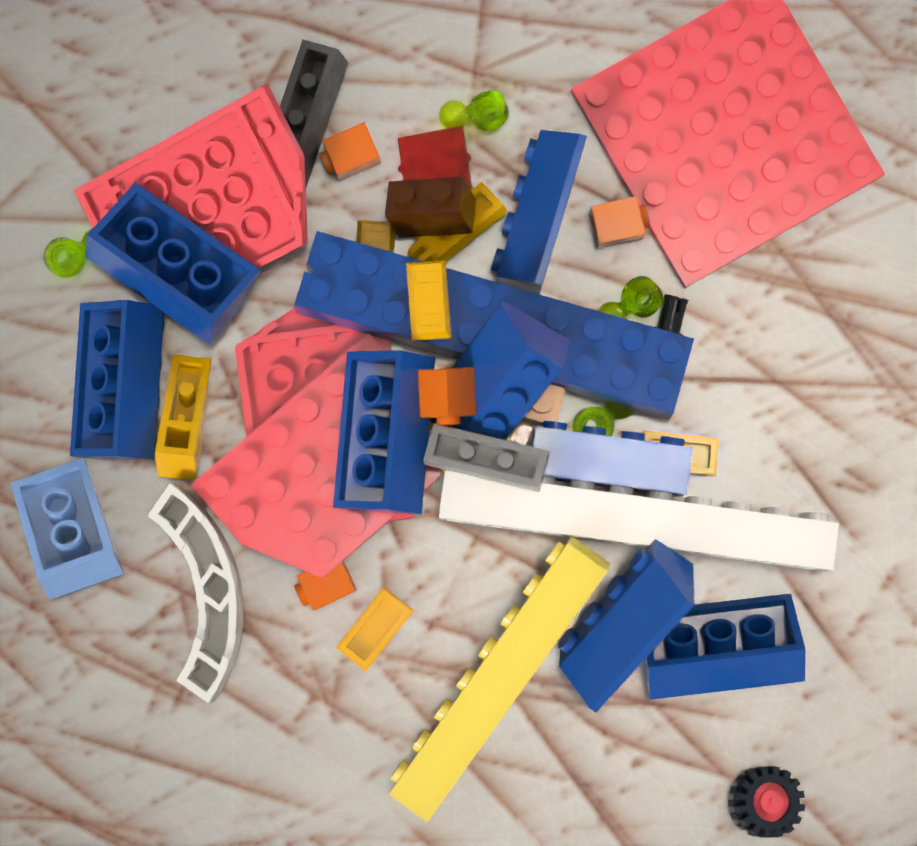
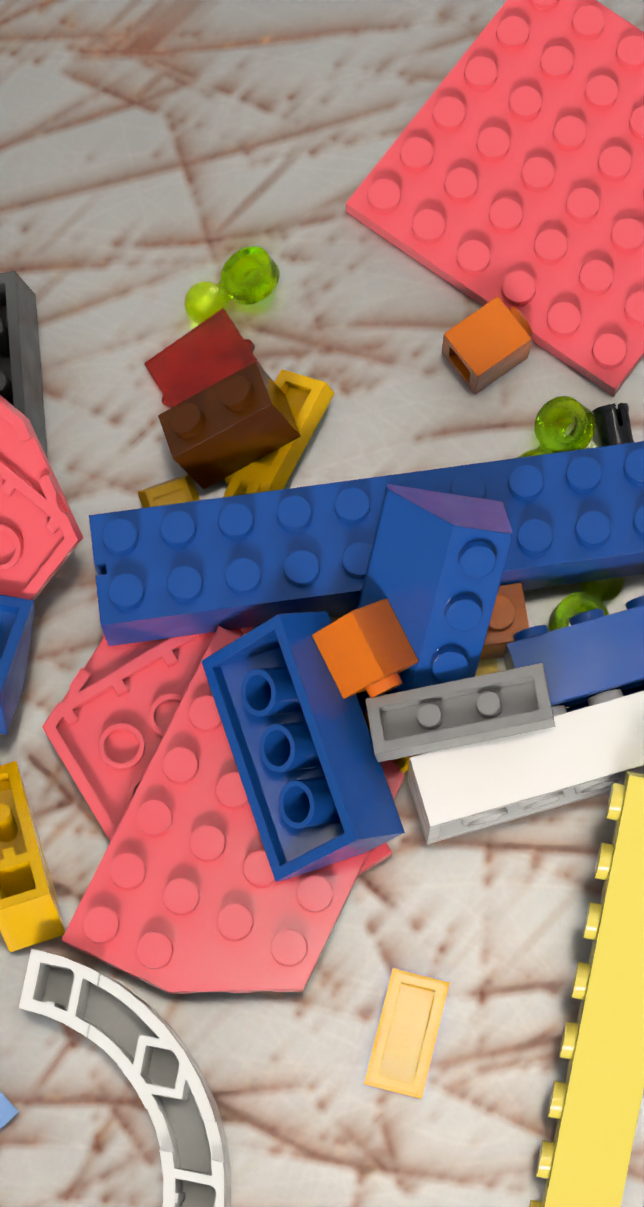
camera: 20 degrees left, 10 degrees down
(324, 590) = (311, 1010): orange brick -> none
(349, 152) = (88, 405): orange brick -> none
(428, 300) = (283, 538): yellow tile -> none
(540, 209) = (376, 362): blue slope -> none

